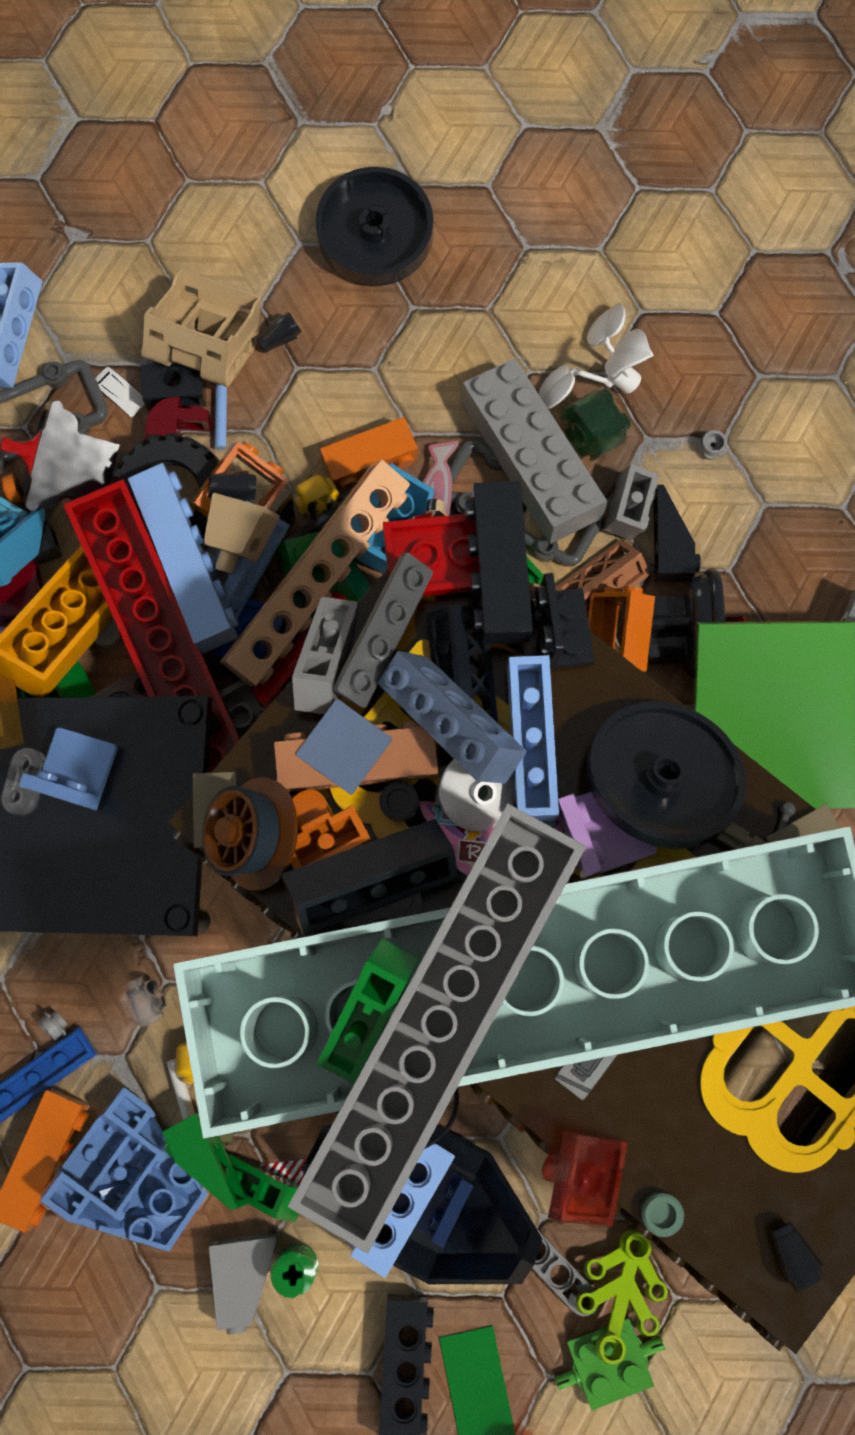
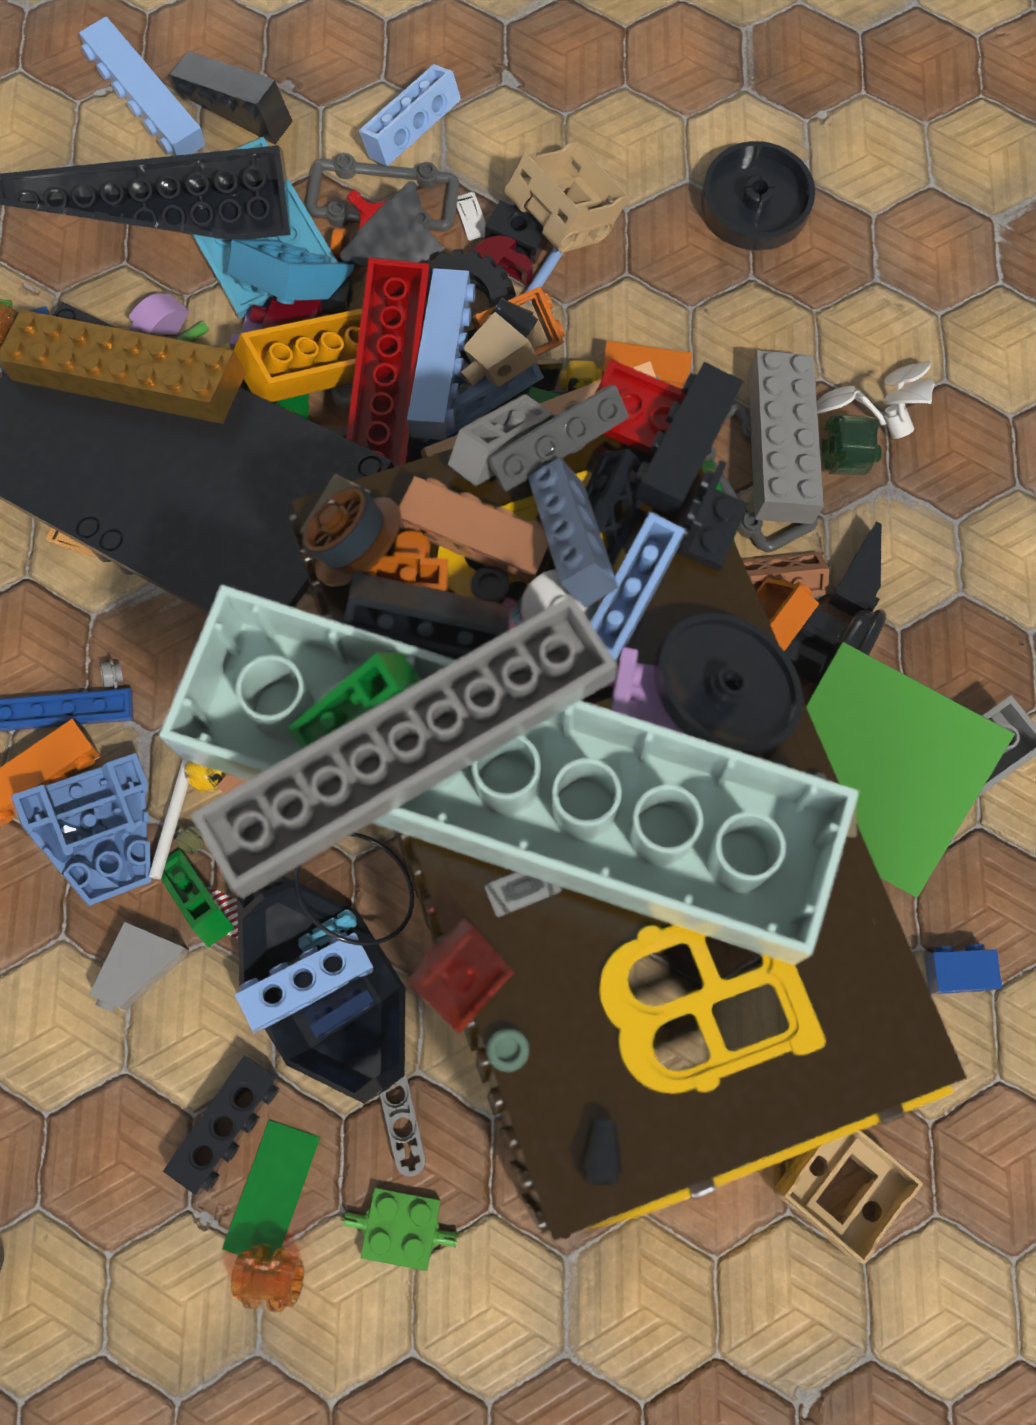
camera: 25 degrees right, 5 degrees down
(28, 798) = (204, 451): clear plate -> none
(74, 769) = (248, 461): medium blue bracket -> none
(204, 1161) = (165, 838): green slope -> none
(280, 332) = (628, 237): black cone -> none
(284, 1277) = (170, 978): green piece -> none
(344, 746) = (469, 510): sand blue sticker -> none
(625, 1291) = (450, 1173): lime plant -> none
(631, 502) = (845, 524): light grey brick -> none
(718, 439) = (949, 513): light grey plate -> none

